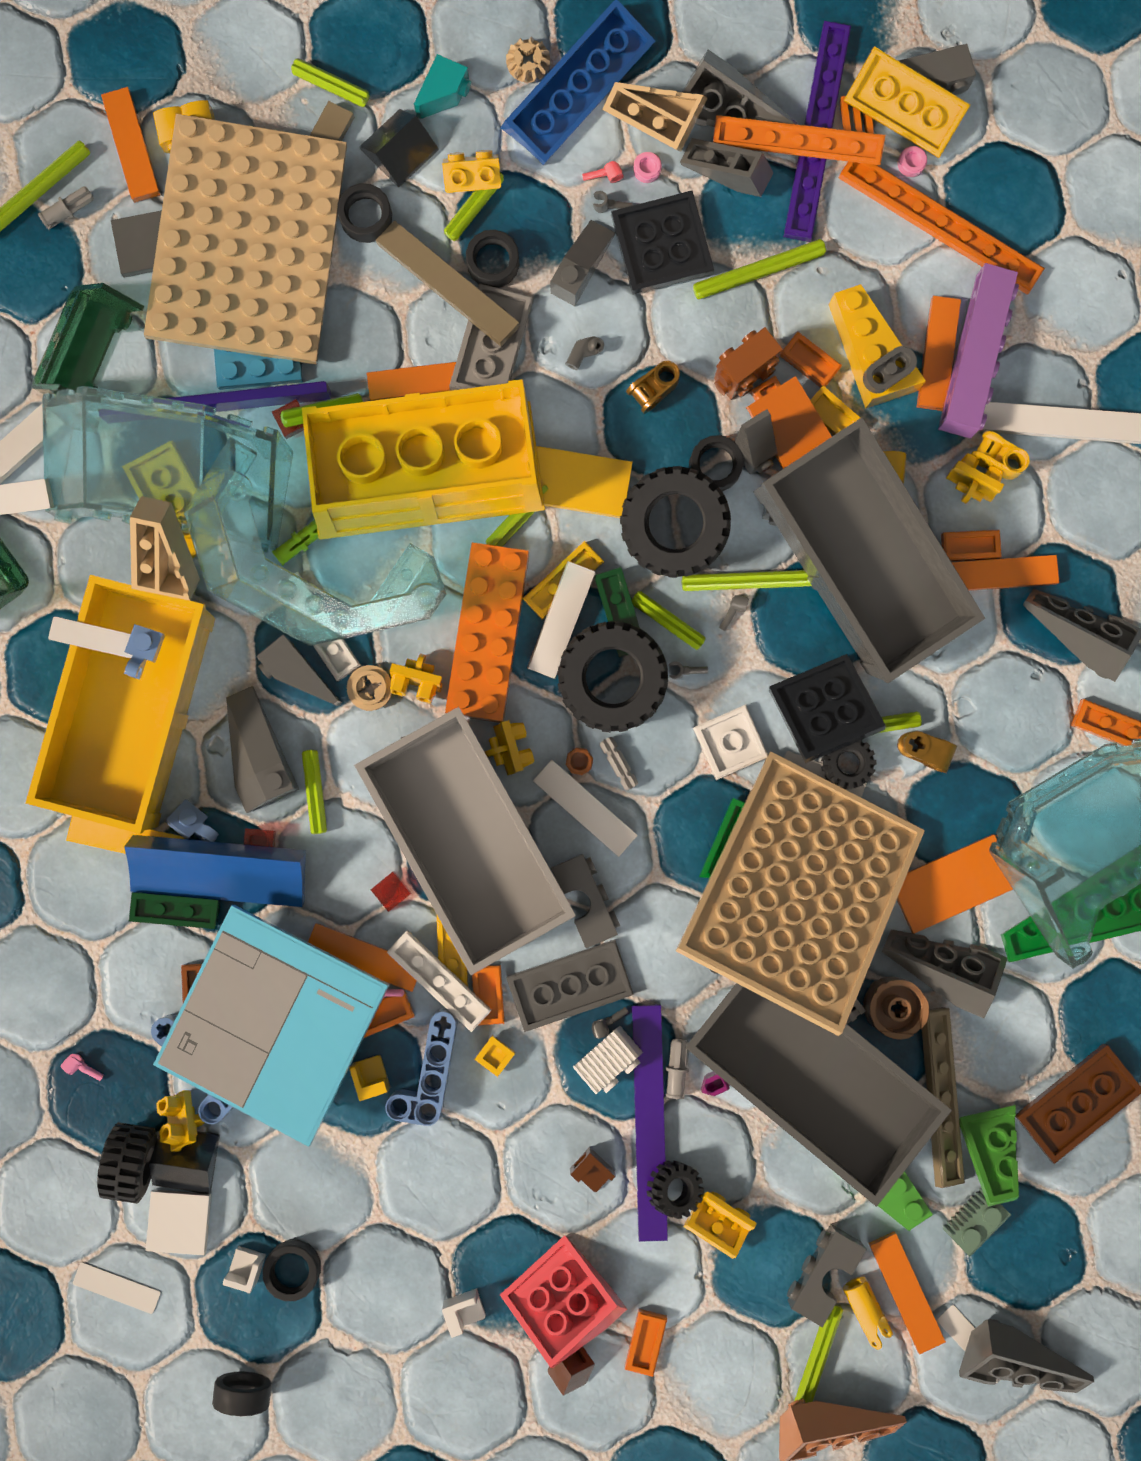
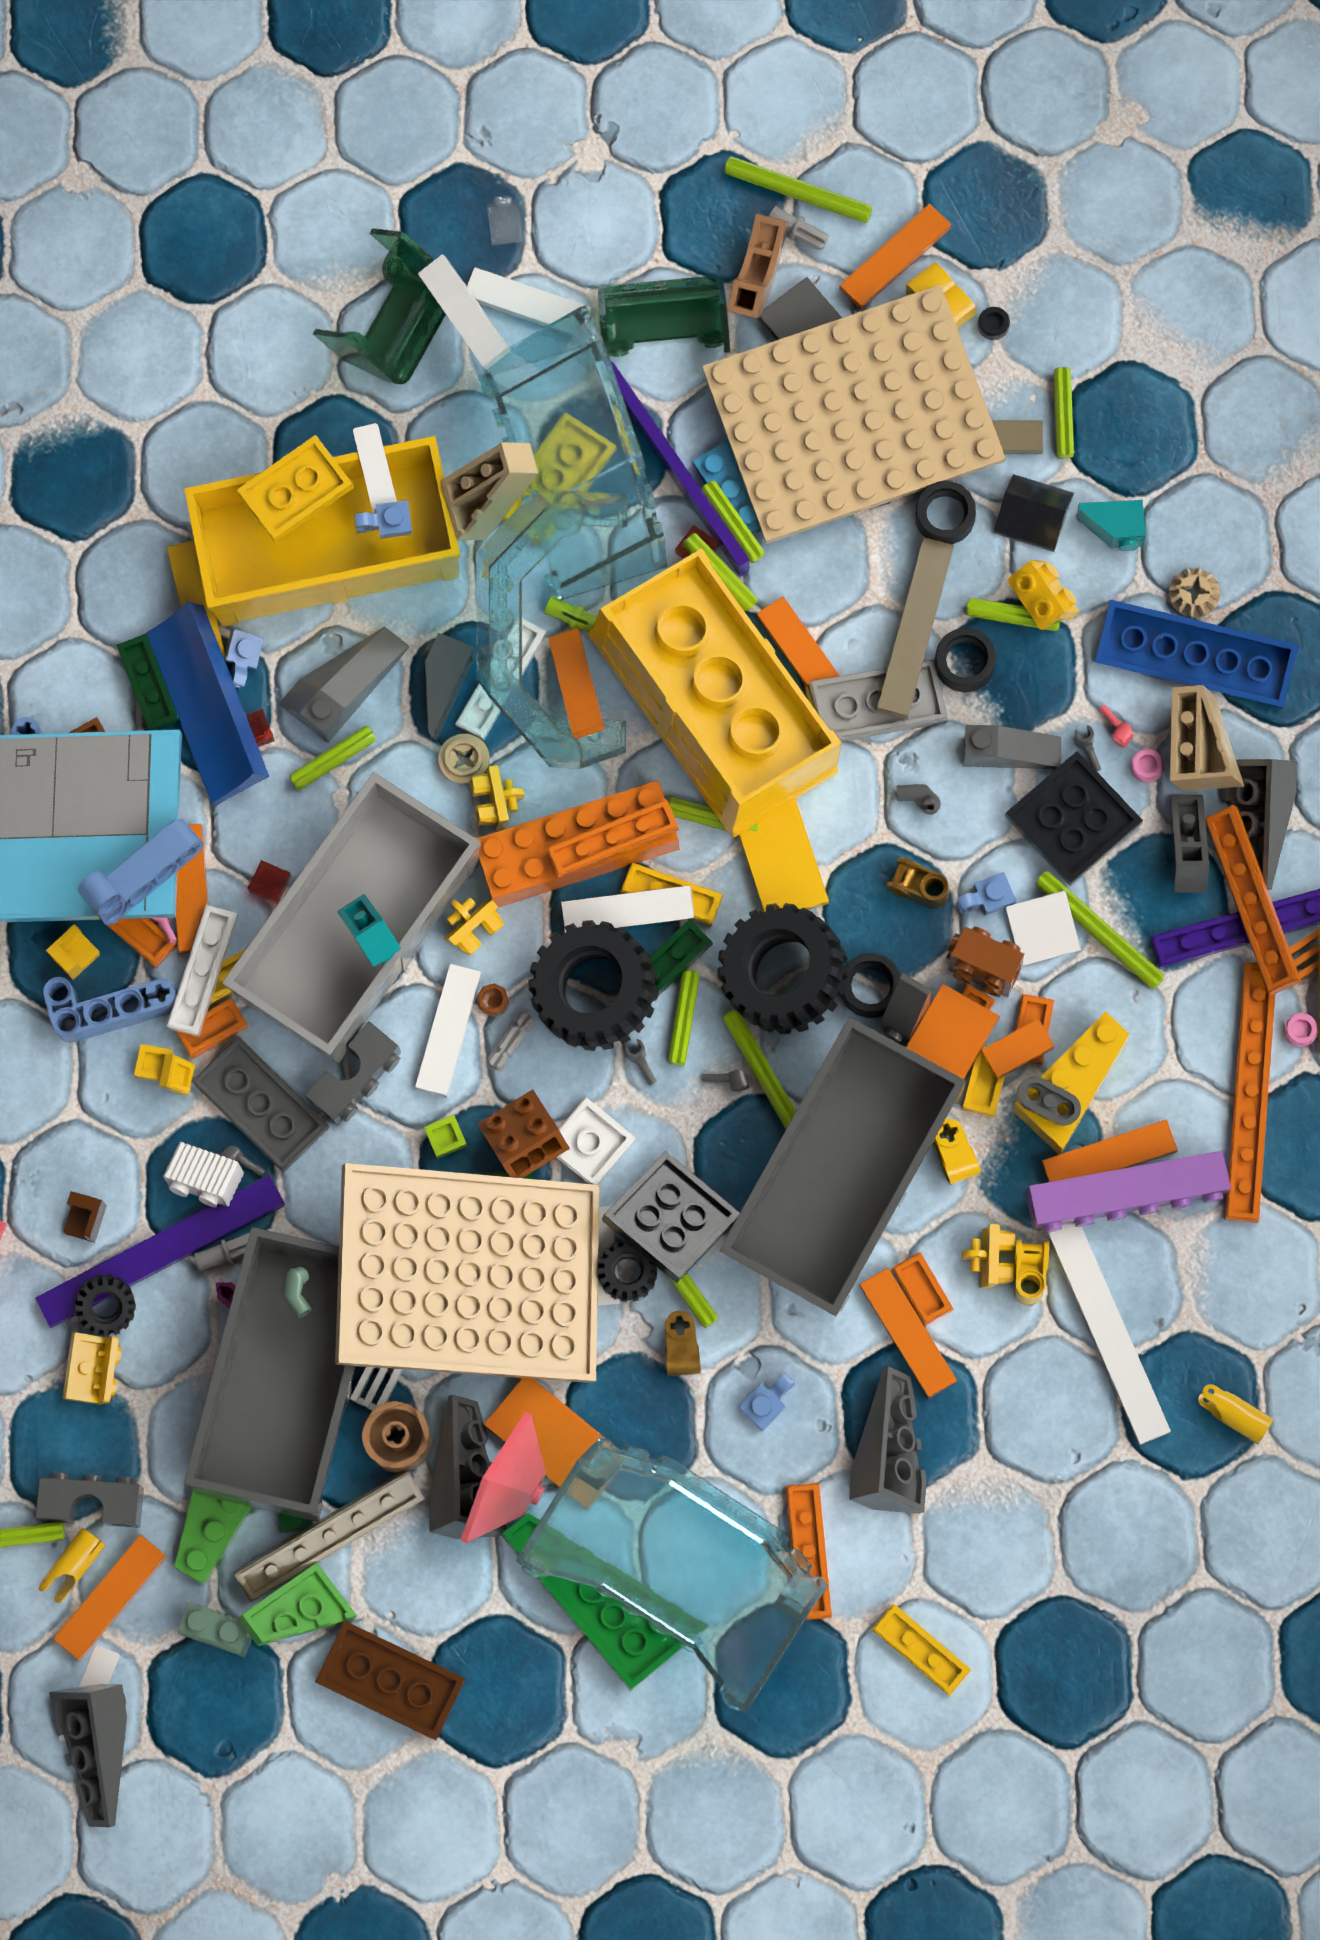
camera: 75 degrees right, 10 degrees down
(75, 711) = (295, 488): none -> yellow plate
(80, 250) = (759, 268): none -> medium nougat arch
(227, 98) = (993, 323): none -> black tile
(287, 377) = (733, 521): none -> lime axle
(341, 997) = (141, 873): none -> medium blue beam
(357, 567) = (576, 683): none -> orange tile
(488, 833) = (369, 930): none -> teal slope
(504, 601) = (612, 839): none -> orange tile
(514, 1042) = (176, 1074): none -> yellow tile
(671, 852) = (445, 1136): none -> lime plate
(689, 338) = (991, 895): none -> medium blue plate
(705, 791) = (523, 1135): none -> dark orange brick
(736, 309) = (1043, 927): none -> white sticker
(754, 1038) = (292, 1289): none -> sand green arm
(825, 377) = (1017, 1049): none -> orange tile
(982, 938) = (509, 1483): none -> coral slope
(1001, 710) = (765, 1403): none -> medium blue plate

